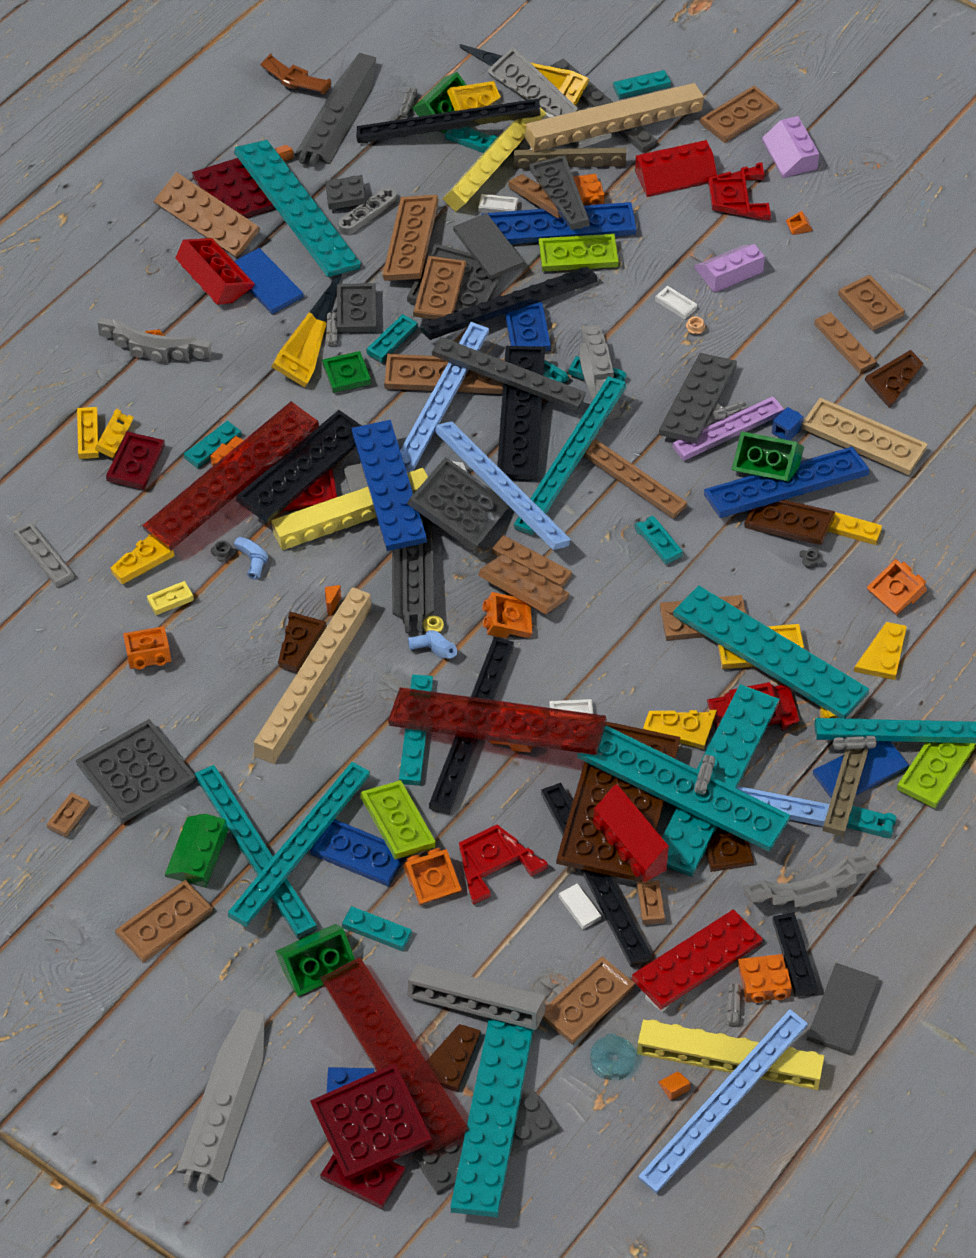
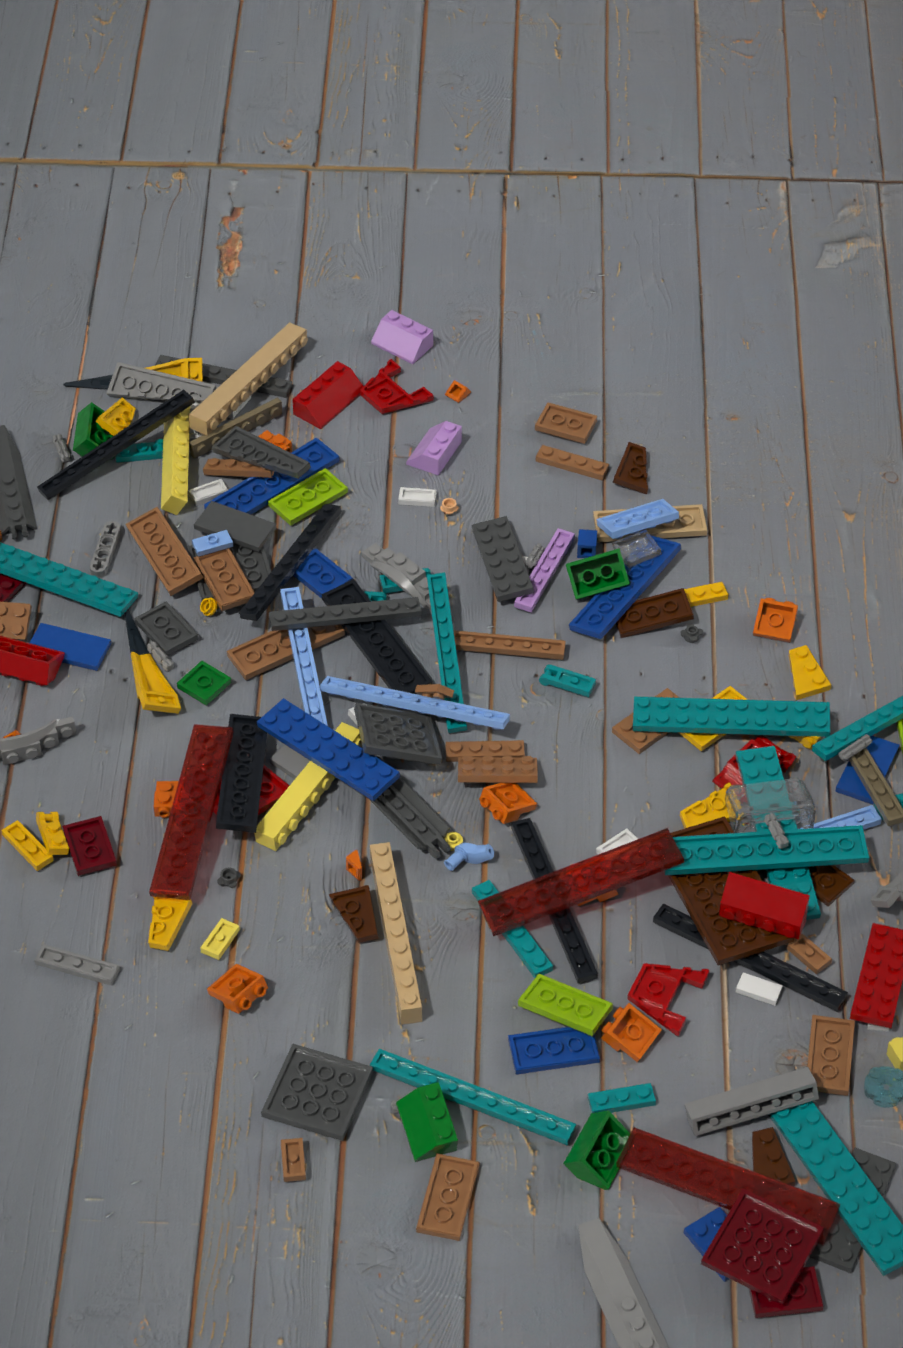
camera: 35 degrees left, 5 degrees down
(201, 452) = (142, 799): teal plate -> none
(256, 554) = (259, 864): light blue arm -> none
(298, 844) = (508, 1070): teal plate -> none
(345, 192) = (75, 543): dark grey plate -> none
(392, 338) = (217, 637): teal plate -> none
(407, 306) = (208, 606): none -> yellow plate
(452, 251) = (212, 543): none -> light blue plate
(525, 485) = (434, 691): none -> medium nougat plate
(642, 84) = (240, 345): teal plate -> none
(732, 746) = (785, 798): none -> clear windscreen
(739, 114) = (337, 332): medium nougat tile -> none
(824, 452) = (637, 548): none -> clear plate
(848, 425) = (637, 519): none -> light blue plate

